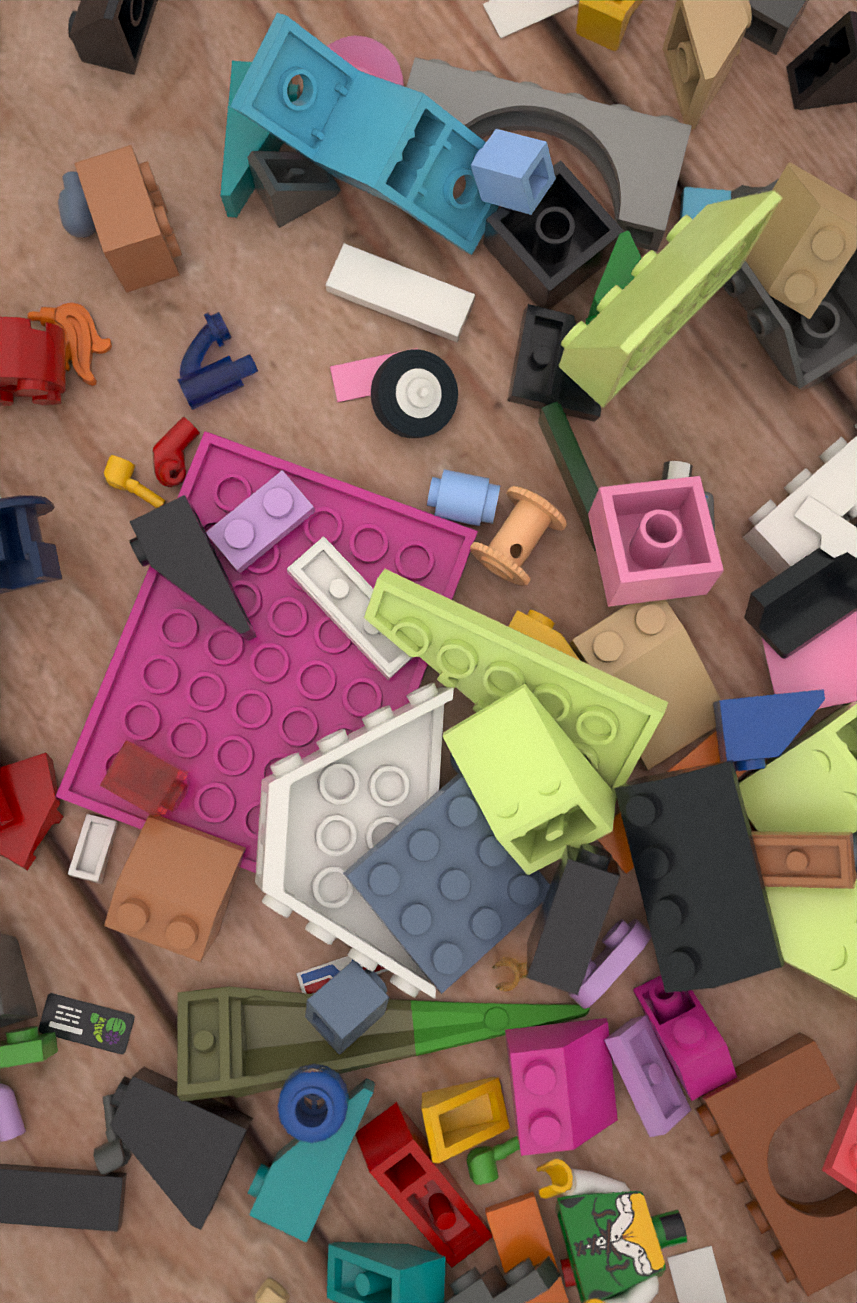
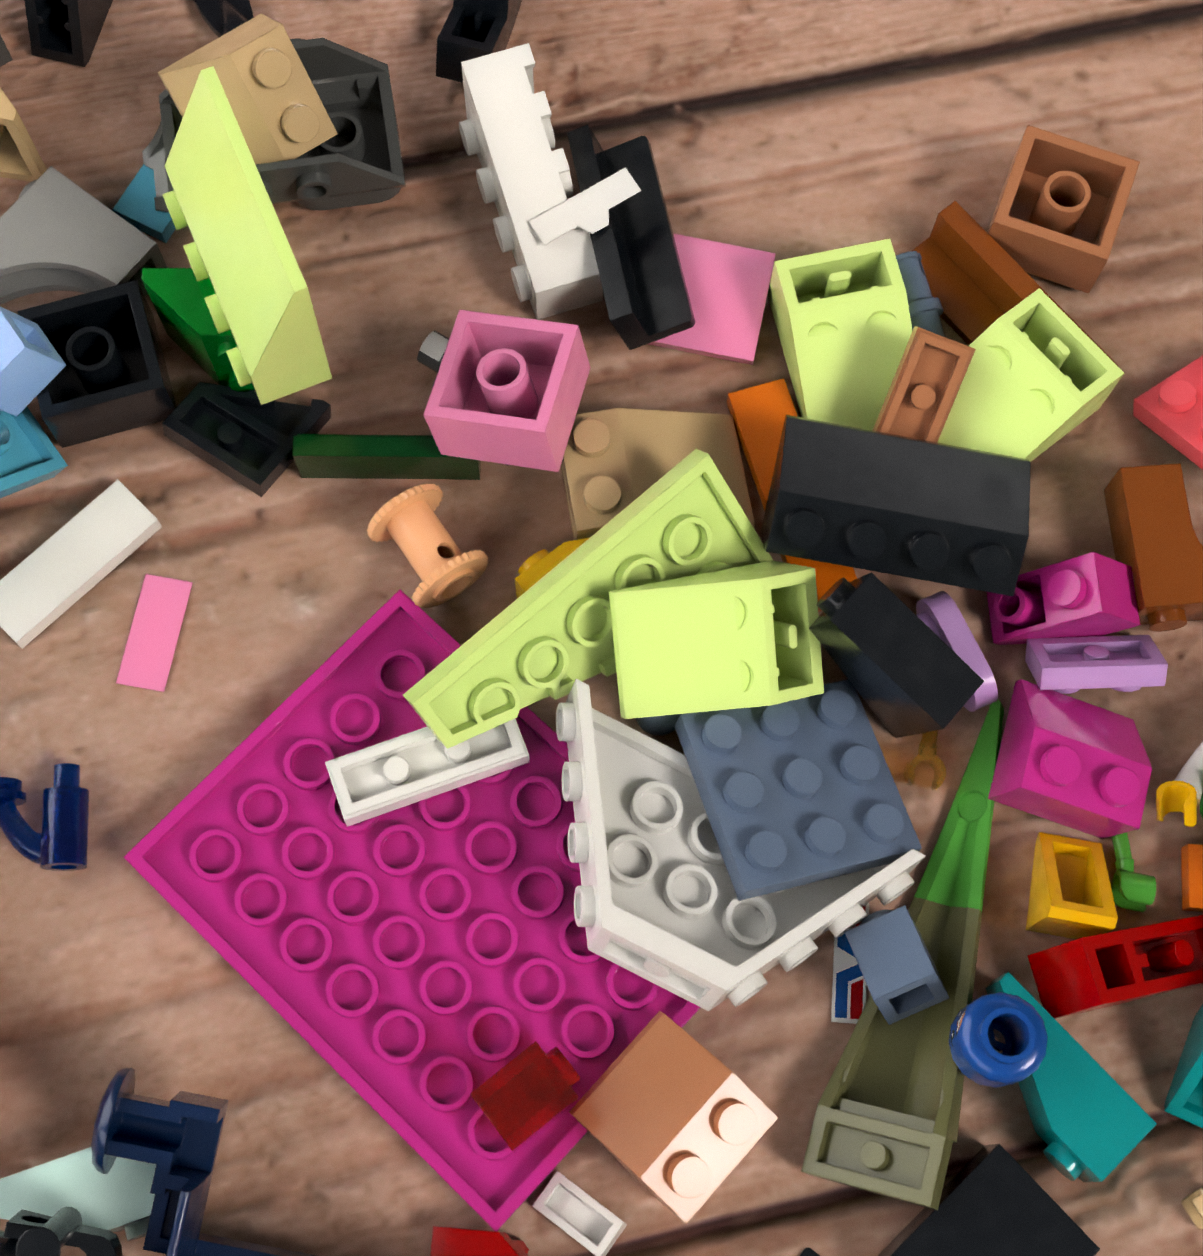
camera: 70 degrees left, 10 degrees down
(119, 474) = (125, 992): yellow hand -> none
(169, 453) = (128, 917): red arm -> none
(182, 553) = (278, 934): black slope -> none
(260, 521) = (270, 832): lavender plate -> none
(414, 393) = (202, 593): black wheel -> none
(463, 498) = (353, 588): light blue brick -> none
(761, 725) = (758, 377): blue slope -> none

